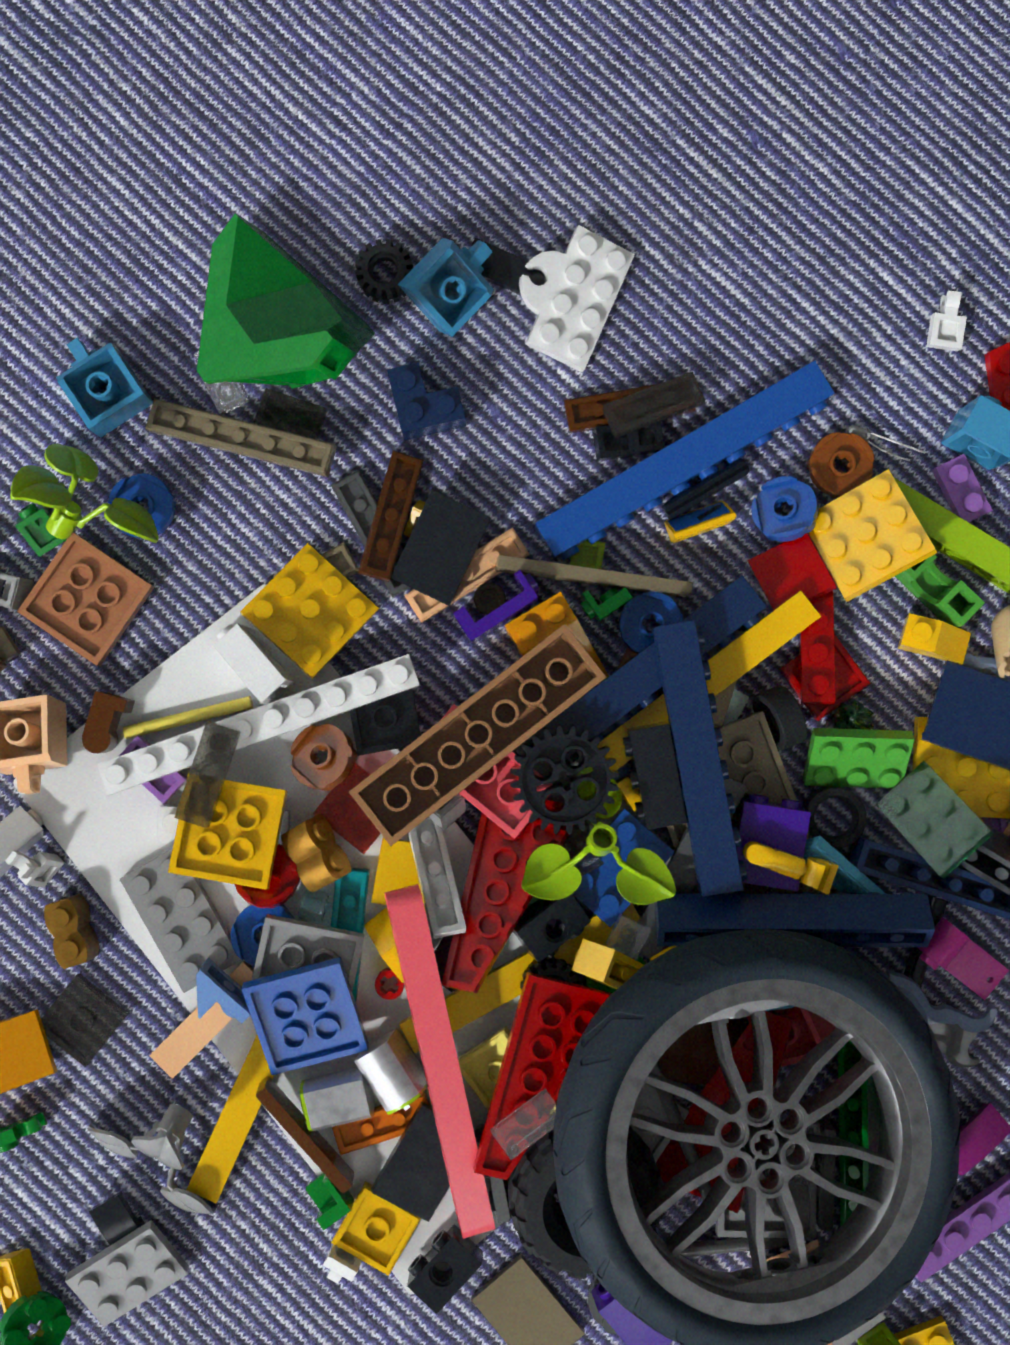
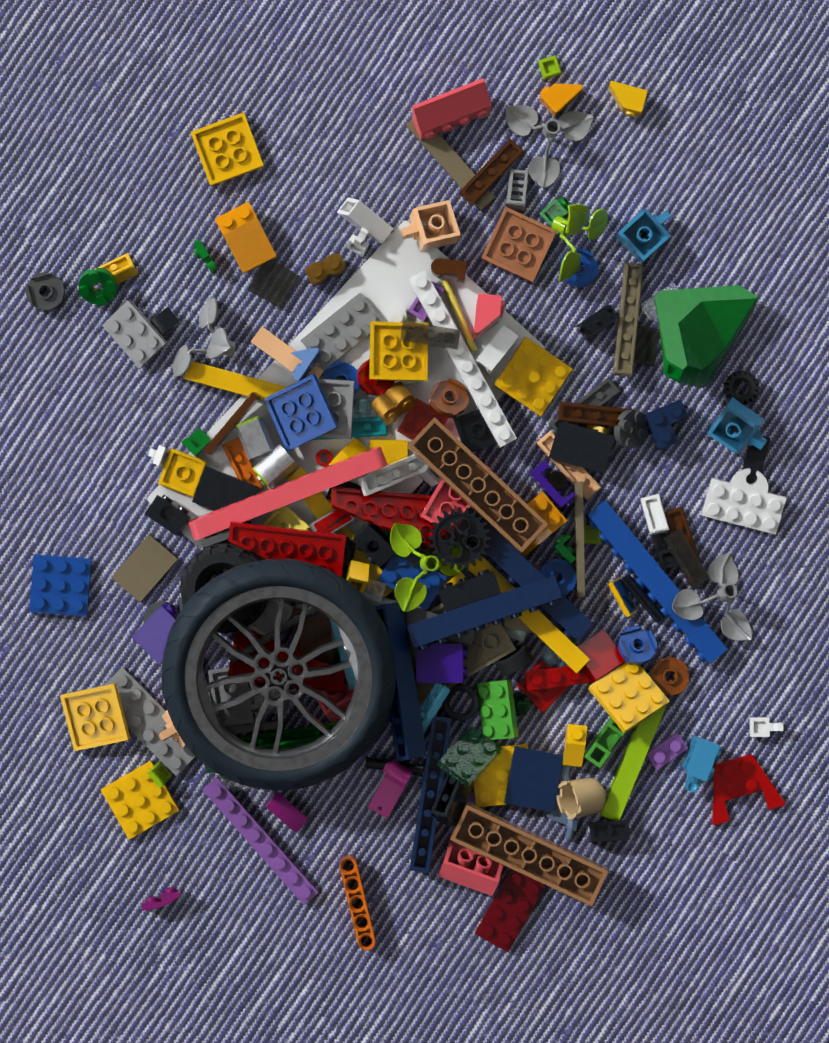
camera: 85 degrees right, 0 degrees up
(186, 669) = (488, 311): none -> coral slope
(238, 489) = (597, 322): none -> black hinge
(342, 560) = (565, 390): dark tan tile -> none
(414, 453) = (630, 420): none -> dark grey plate
(501, 992) = (331, 522): none -> red slope
(526, 1124) = (261, 546): clear tile -> none
(571, 446) = (654, 514): none -> white tile
(734, 412) = (721, 571): none -> light grey plant
(782, 658) = (549, 658): none -> clear light blue piece
(815, 873) = (428, 689): yellow piece -> none
(866, 433) = (690, 687): piece -> none
(950, 1026) = (349, 783): piece -> none

